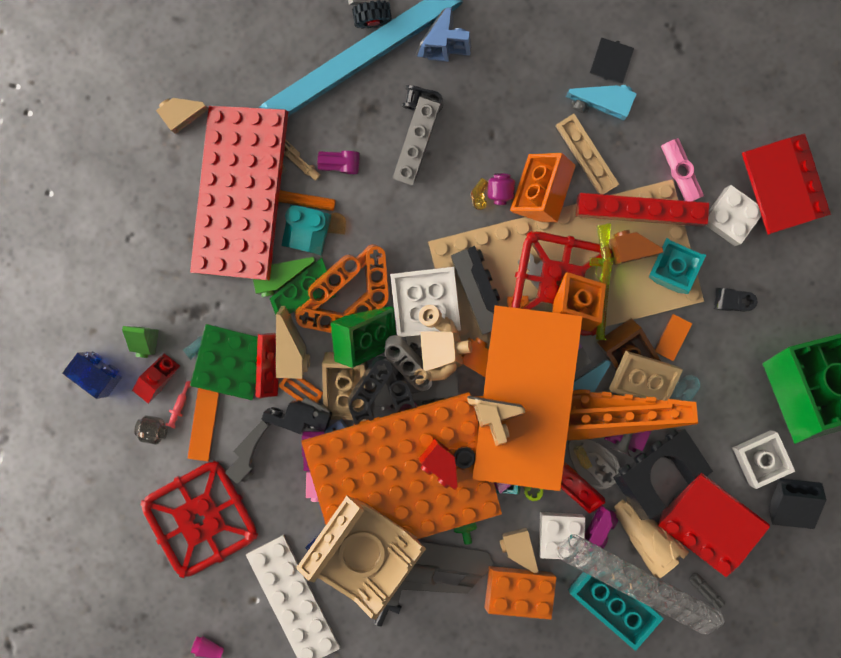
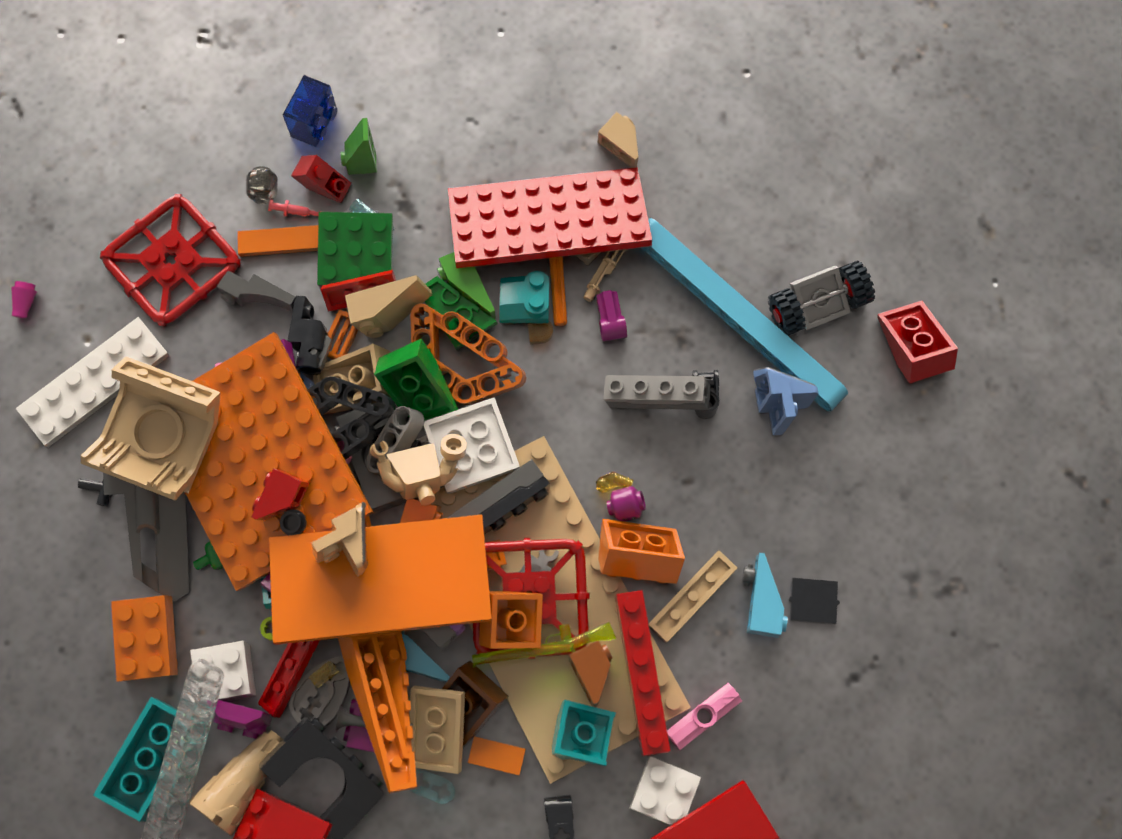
camera: 75 degrees right, 15 degrees down
(519, 548) = (198, 627): tan slope -> none

